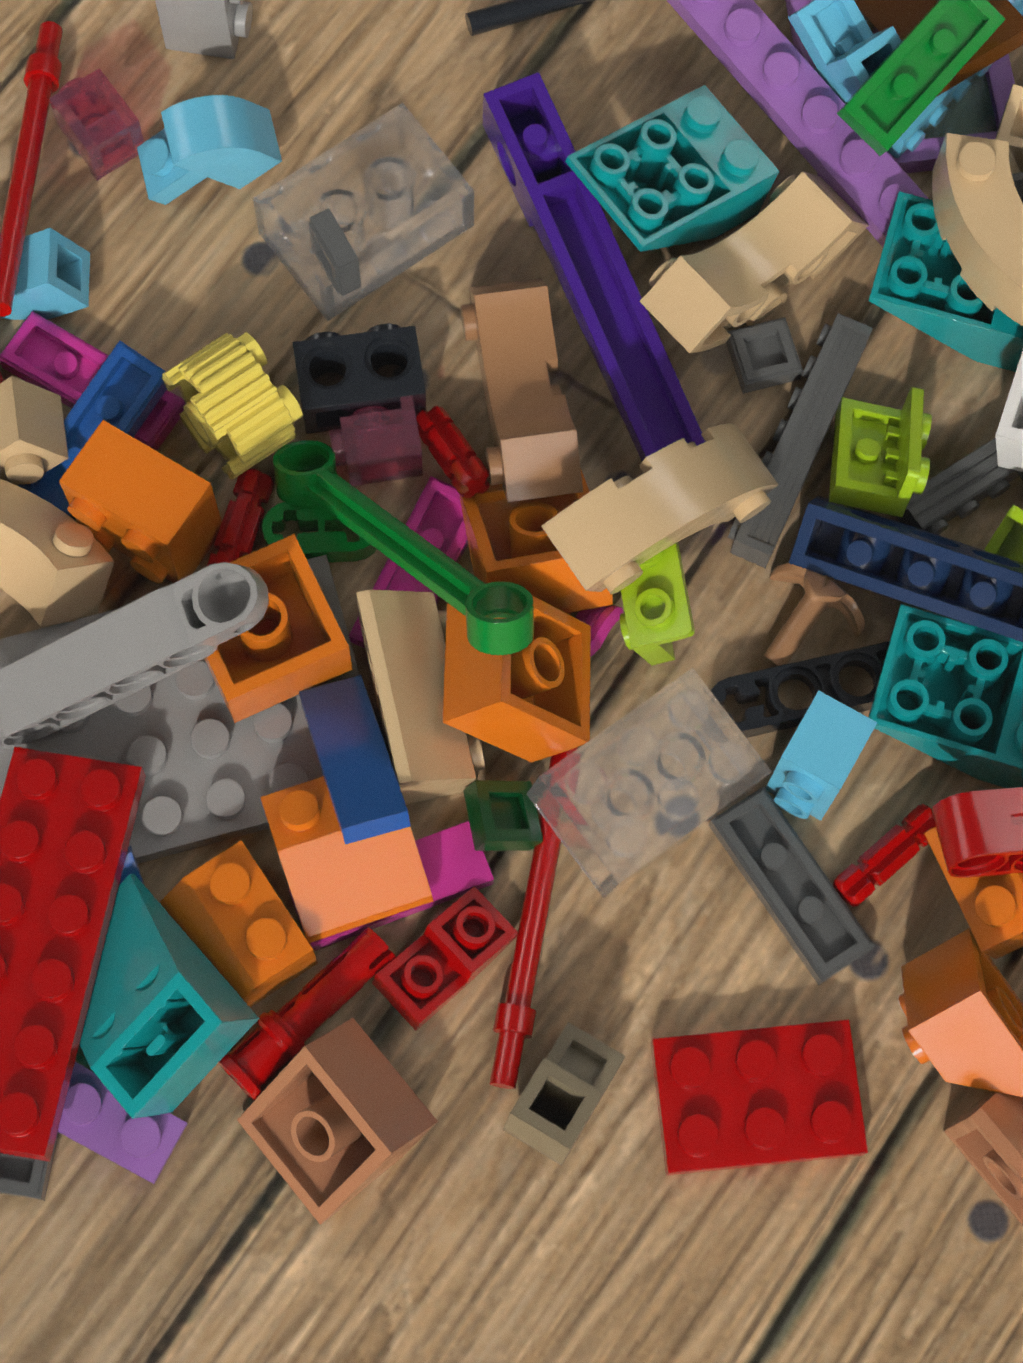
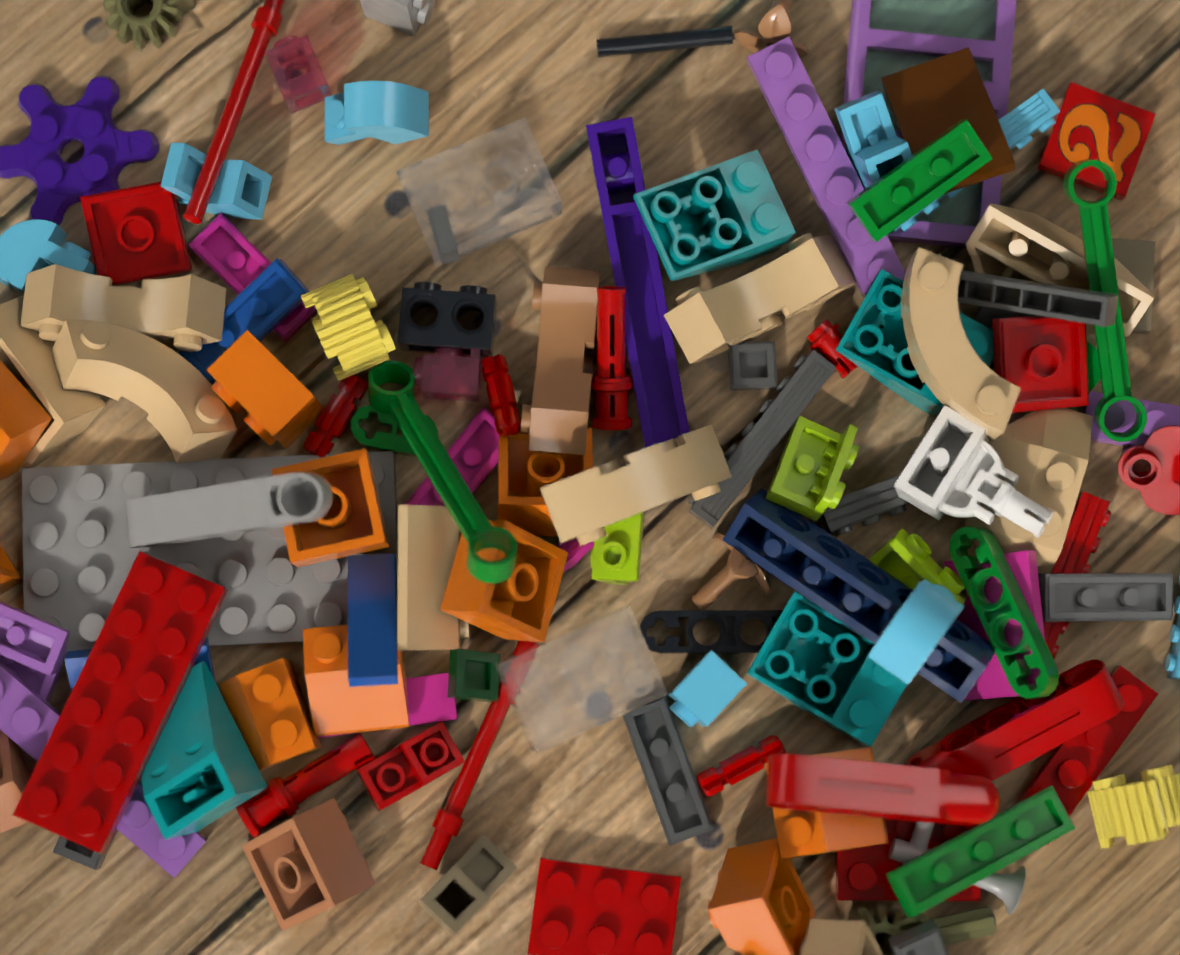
camera: 15 degrees right, 10 degrees up
(590, 401) = (605, 383): none -> red pin
(852, 301) = (826, 340): none -> red pin

